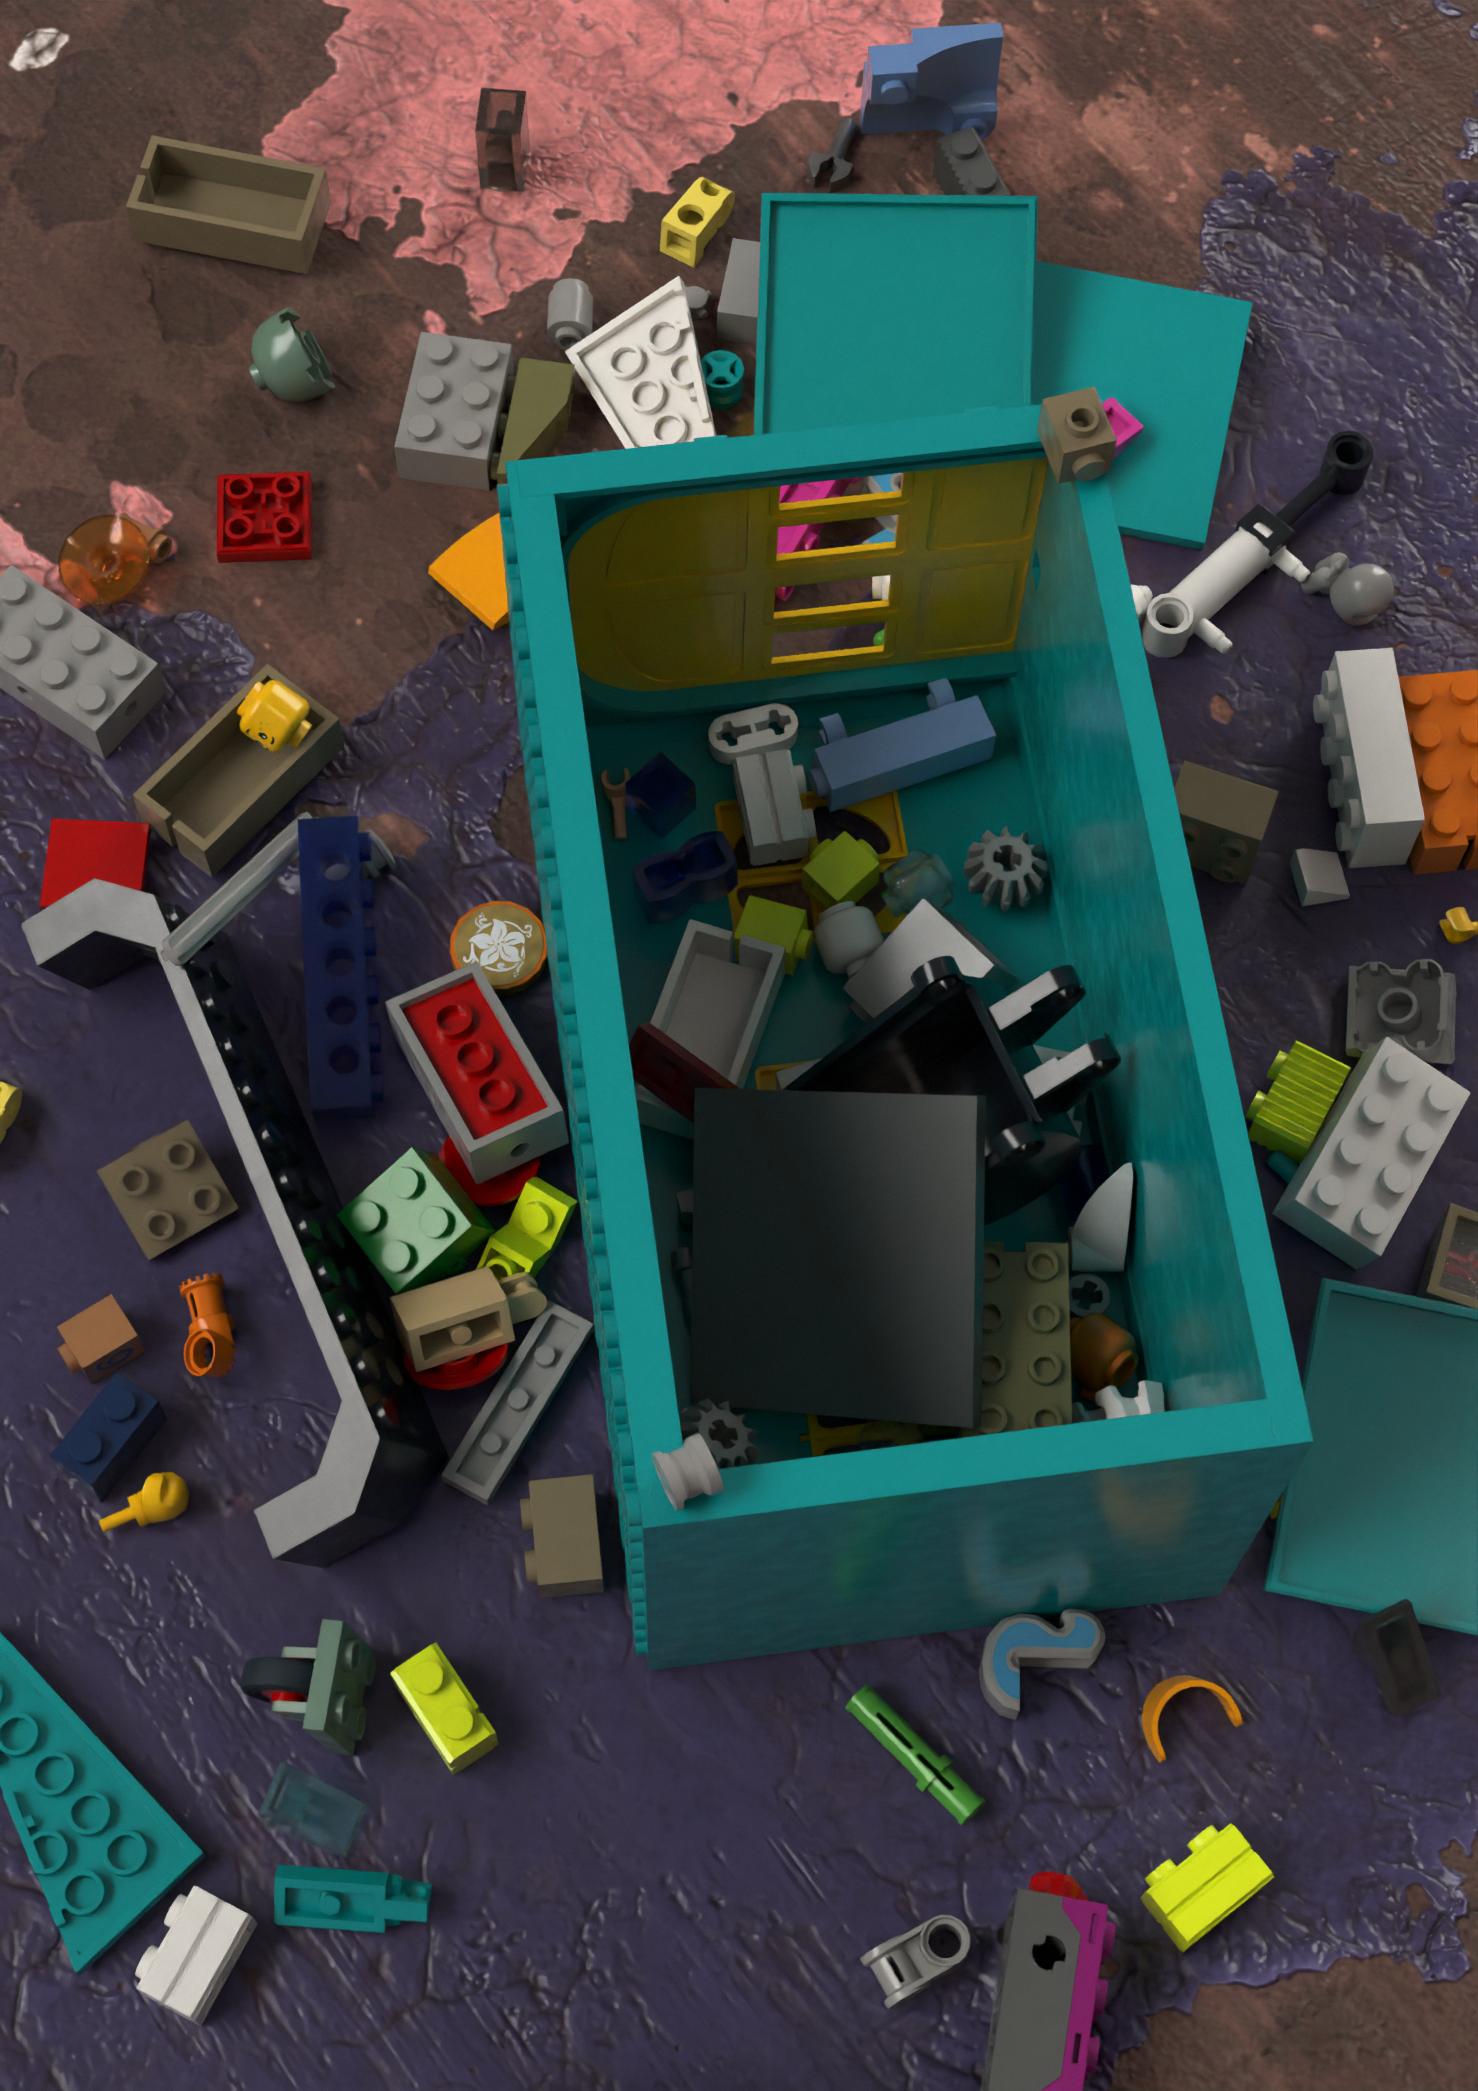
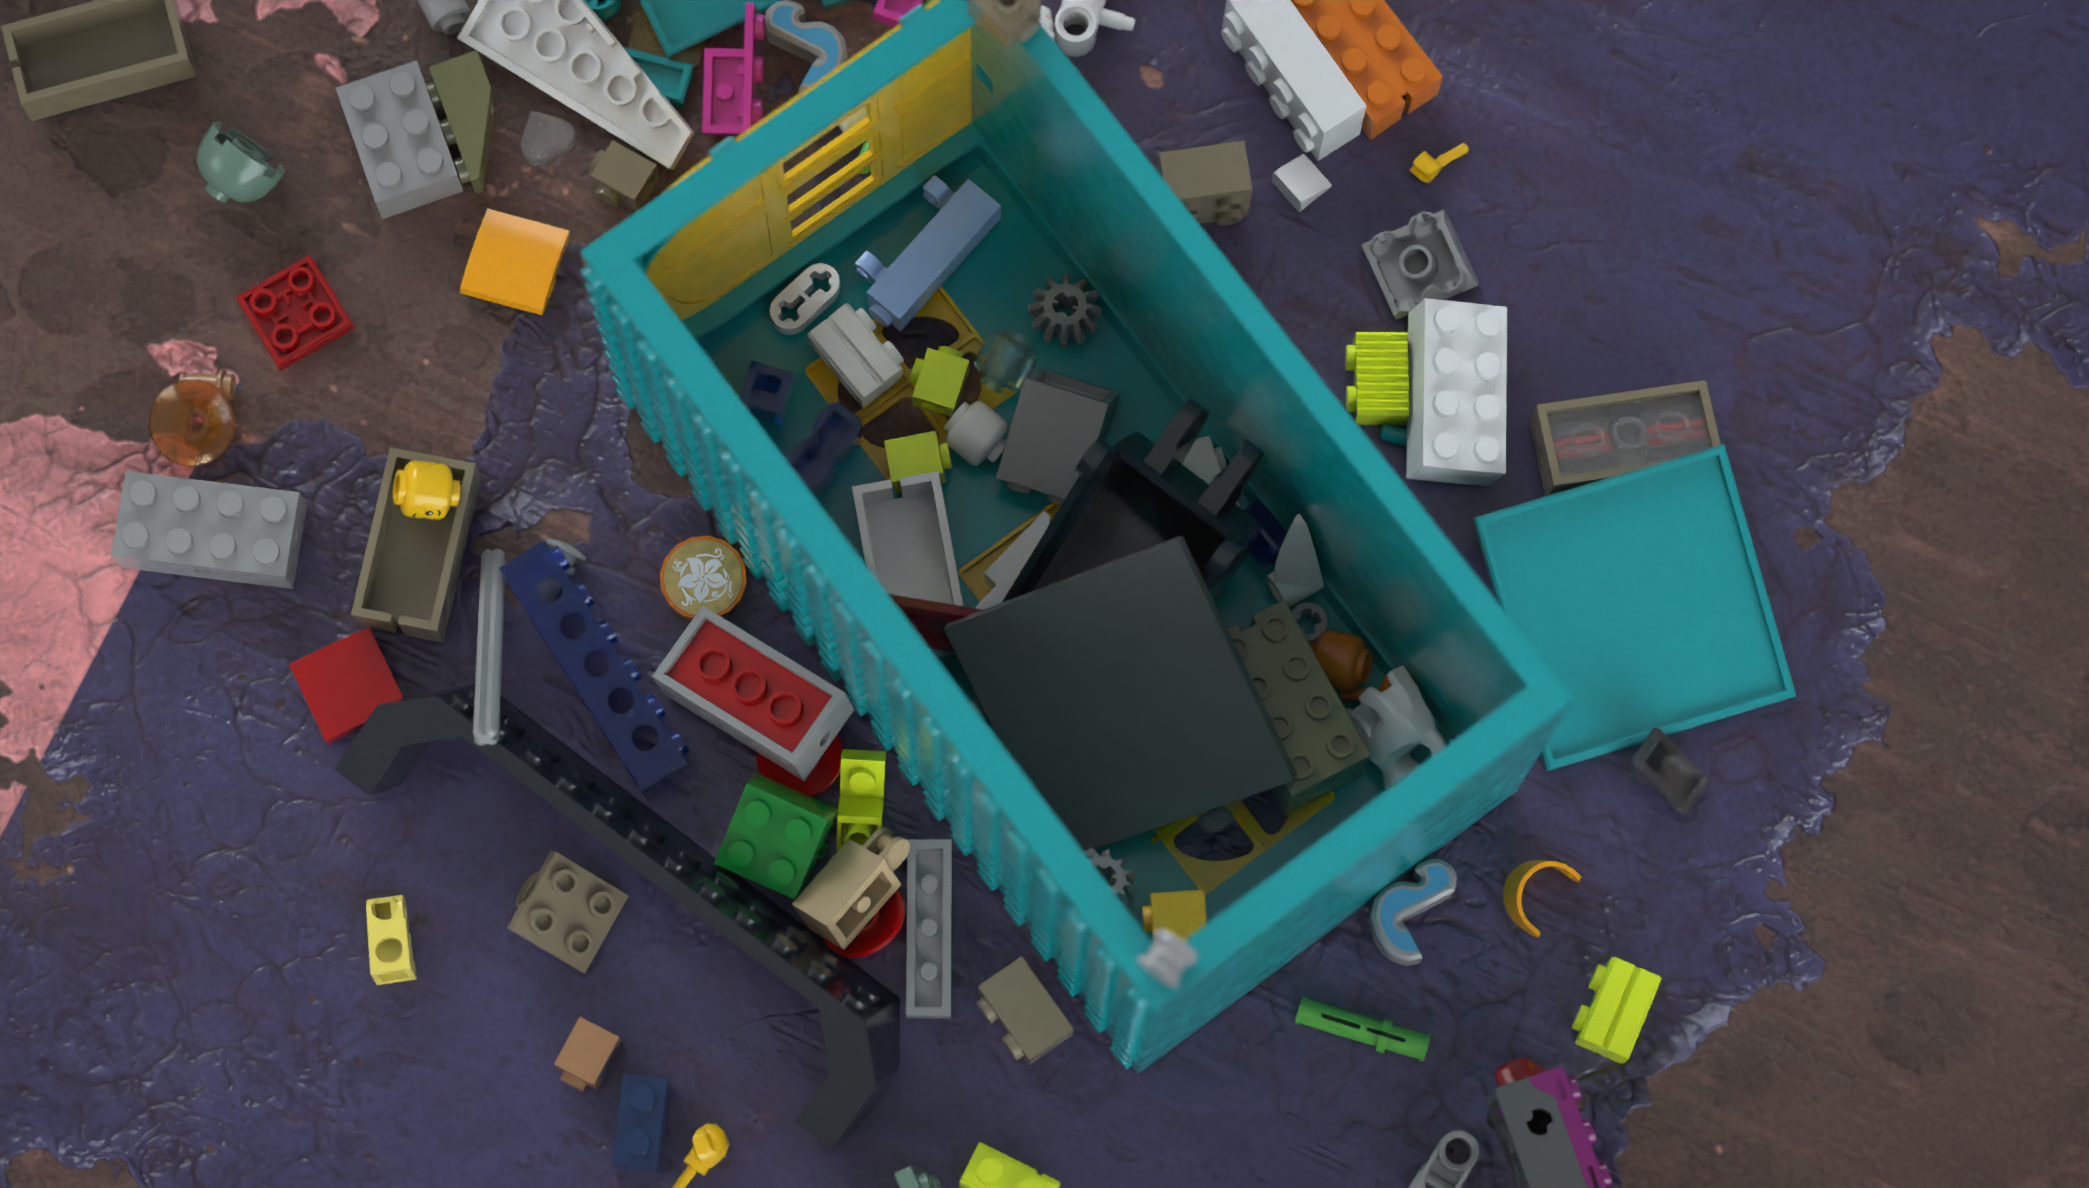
camera: 30 degrees left, 10 degrees up
(208, 1325) = (663, 997): orange connector -> none

